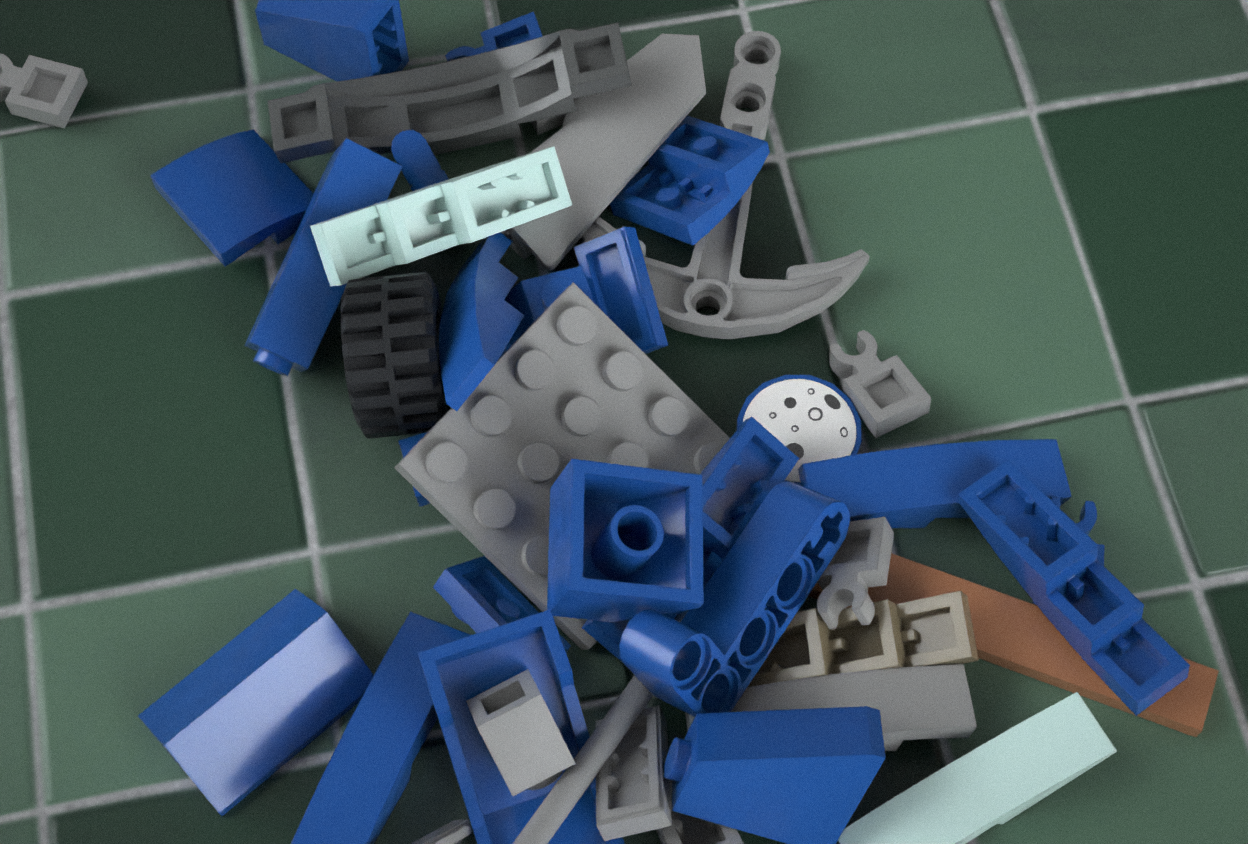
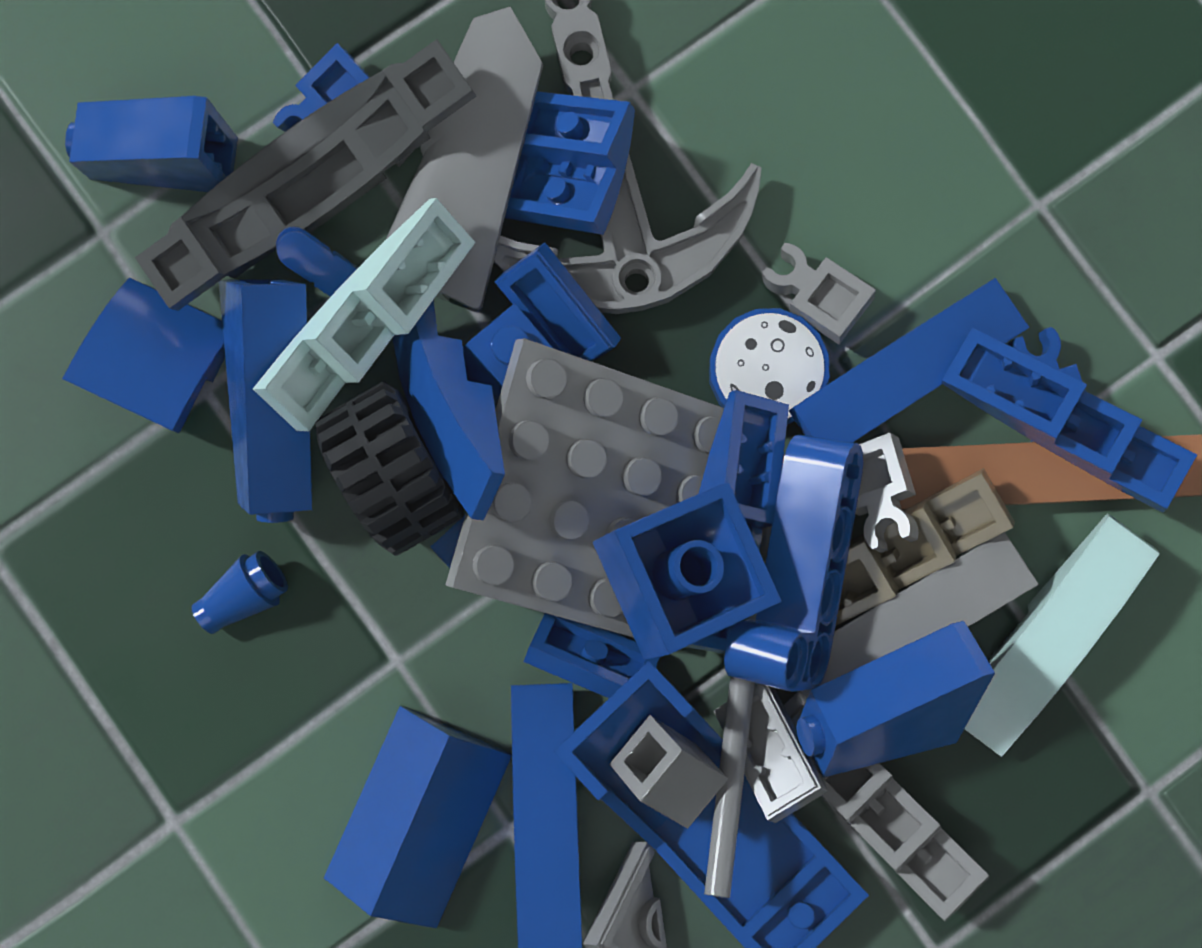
camera: 25 degrees left, 20 degrees up
(206, 421) = (242, 591): none -> blue cone

